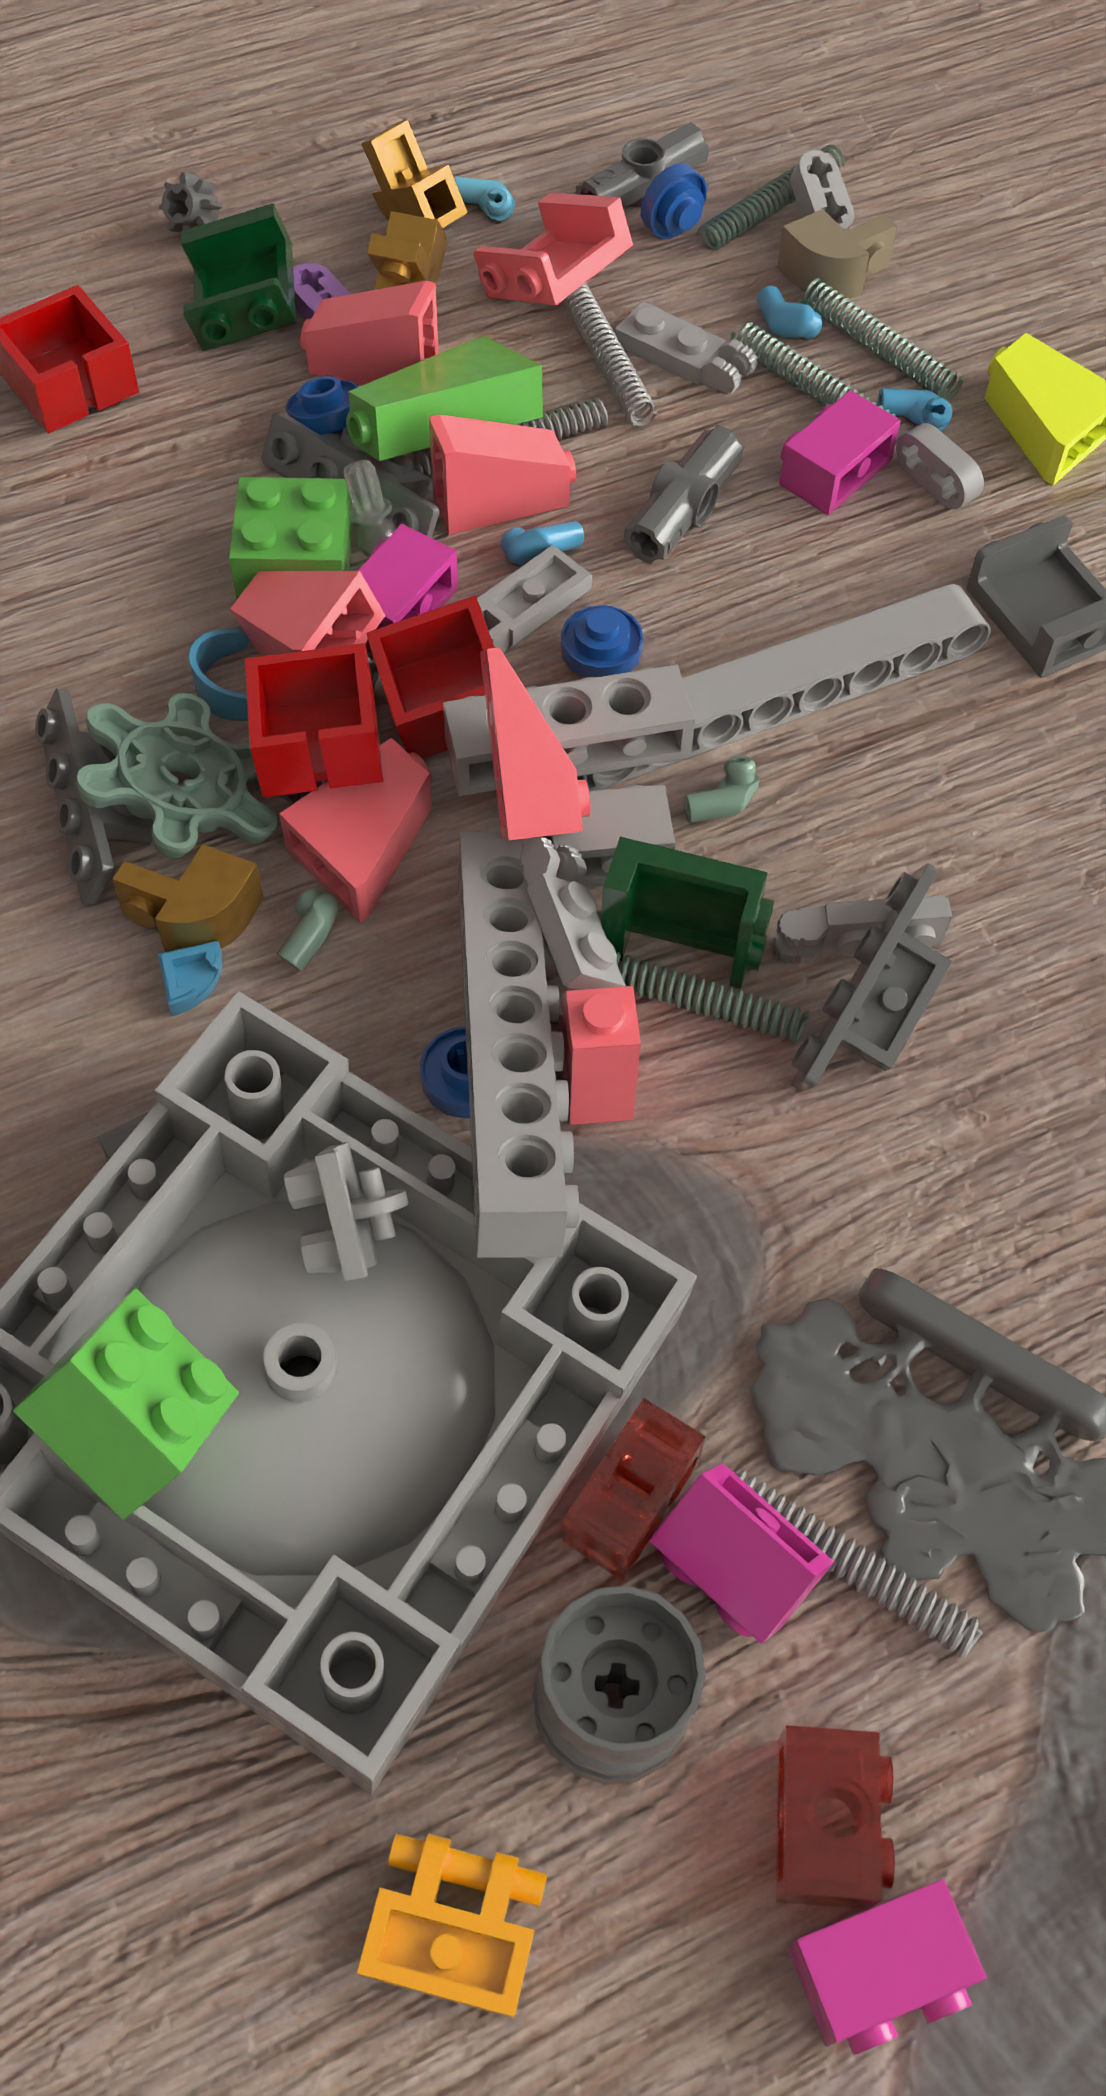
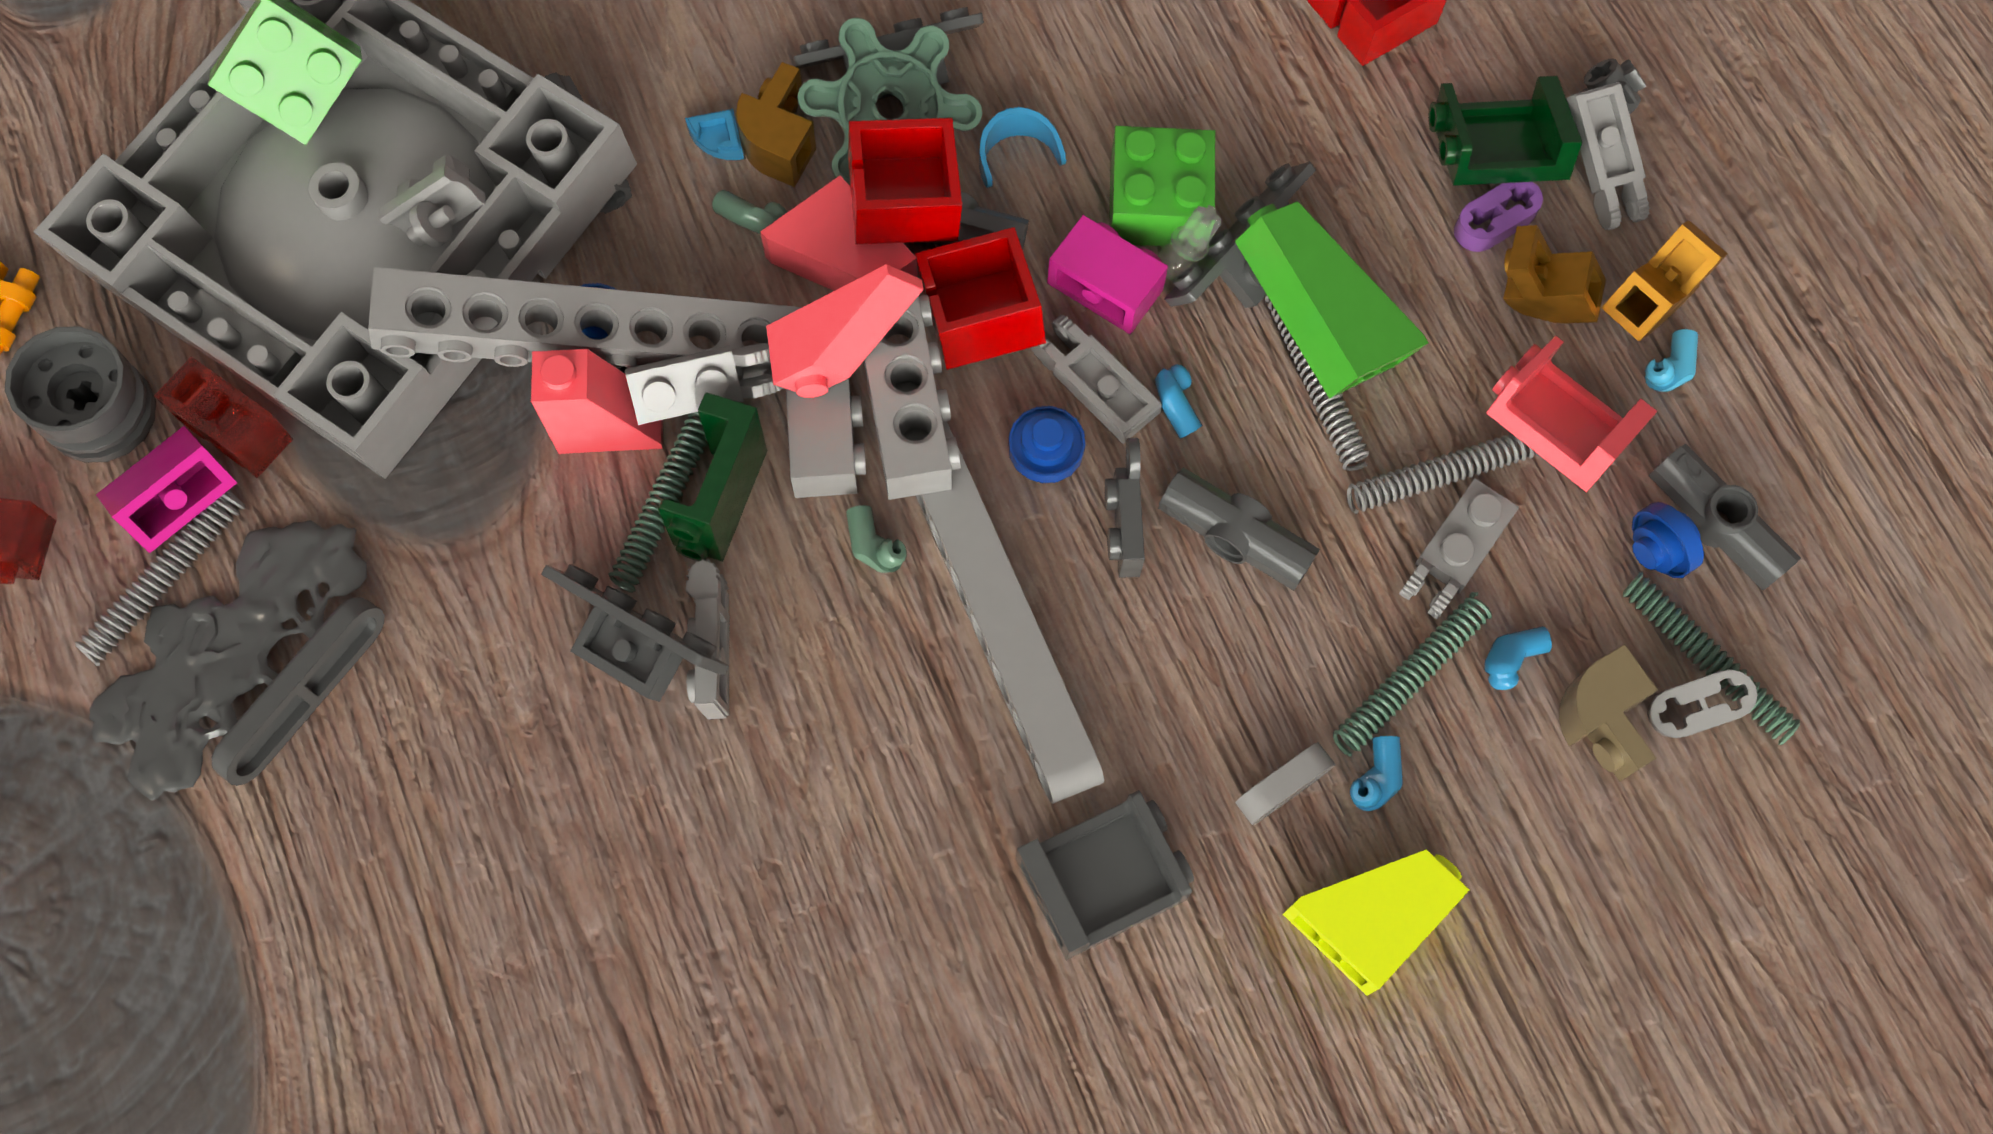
camera: 90 degrees right, 10 degrees up
(298, 208) = (1610, 154): none -> light grey hinge
(306, 610) = (1040, 188): coral slope -> none
(322, 404) = (1337, 208): blue plate -> none
(372, 332) = (1425, 250): coral slope -> none
(495, 472) = (1247, 351): coral slope -> none
(675, 572) = (1124, 496): none -> dark grey hinge
(838, 451) = (1300, 680): dark pink brick -> none
(862, 338) = (1455, 781): sand green piece -> none

